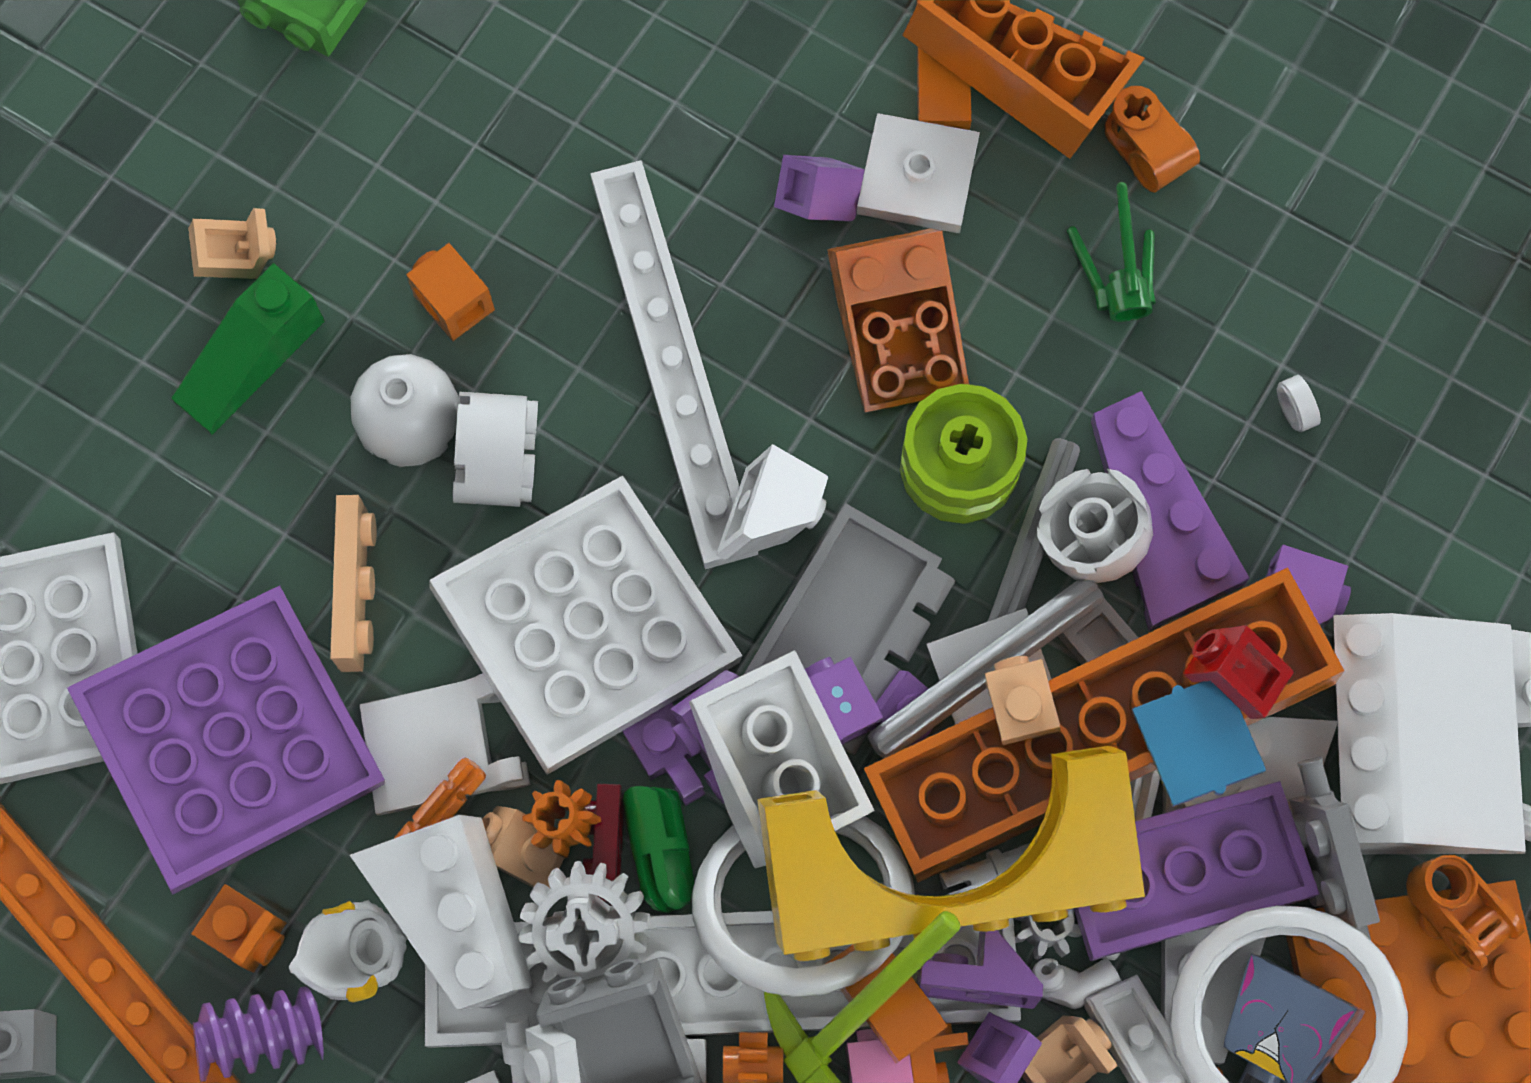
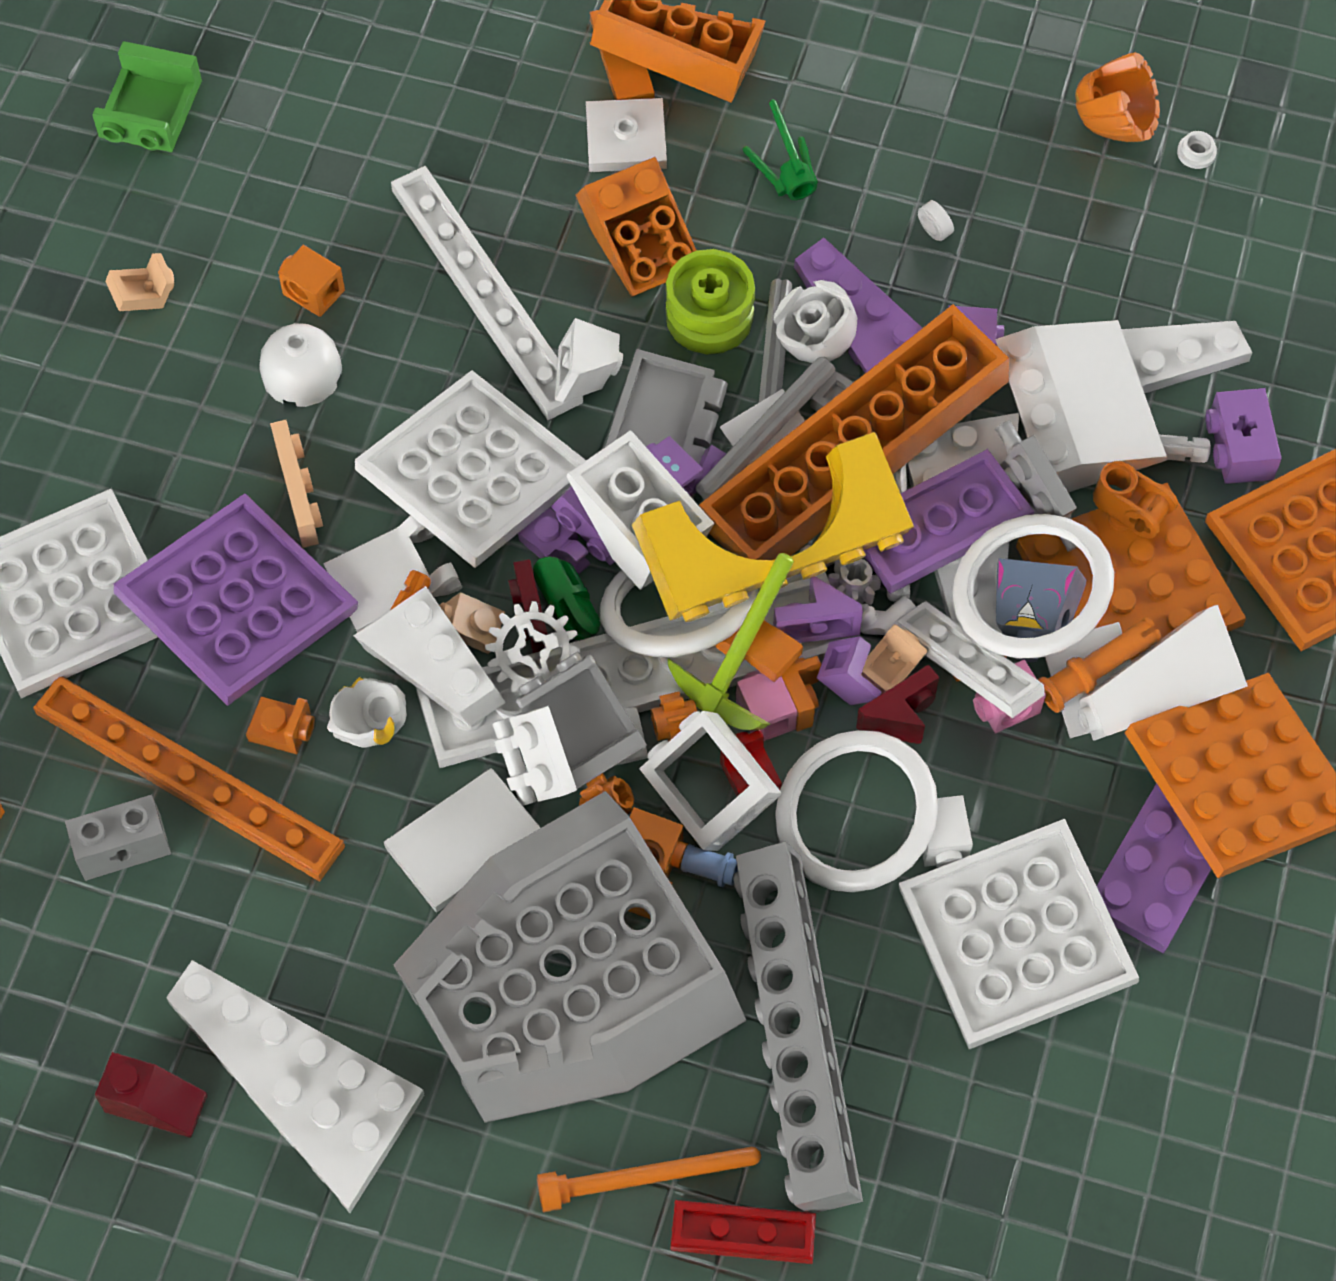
camera: 15 degrees left, 10 degrees down
(248, 347) = (173, 348): green slope -> none
(257, 1032) = (317, 774): medium lavender piece -> none
(491, 447) = (374, 370): white brick -> none
(570, 830) = (503, 594): orange gear -> none
(819, 188) = (558, 157): medium lavender panel -> none
(1021, 699) = (795, 431): light nougat bracket -> none
(1151, 139) = (785, 80): orange piece -> none
(1197, 741) = (923, 424): dark azure piece -> none
(1240, 668) = (939, 367): red bracket -> none

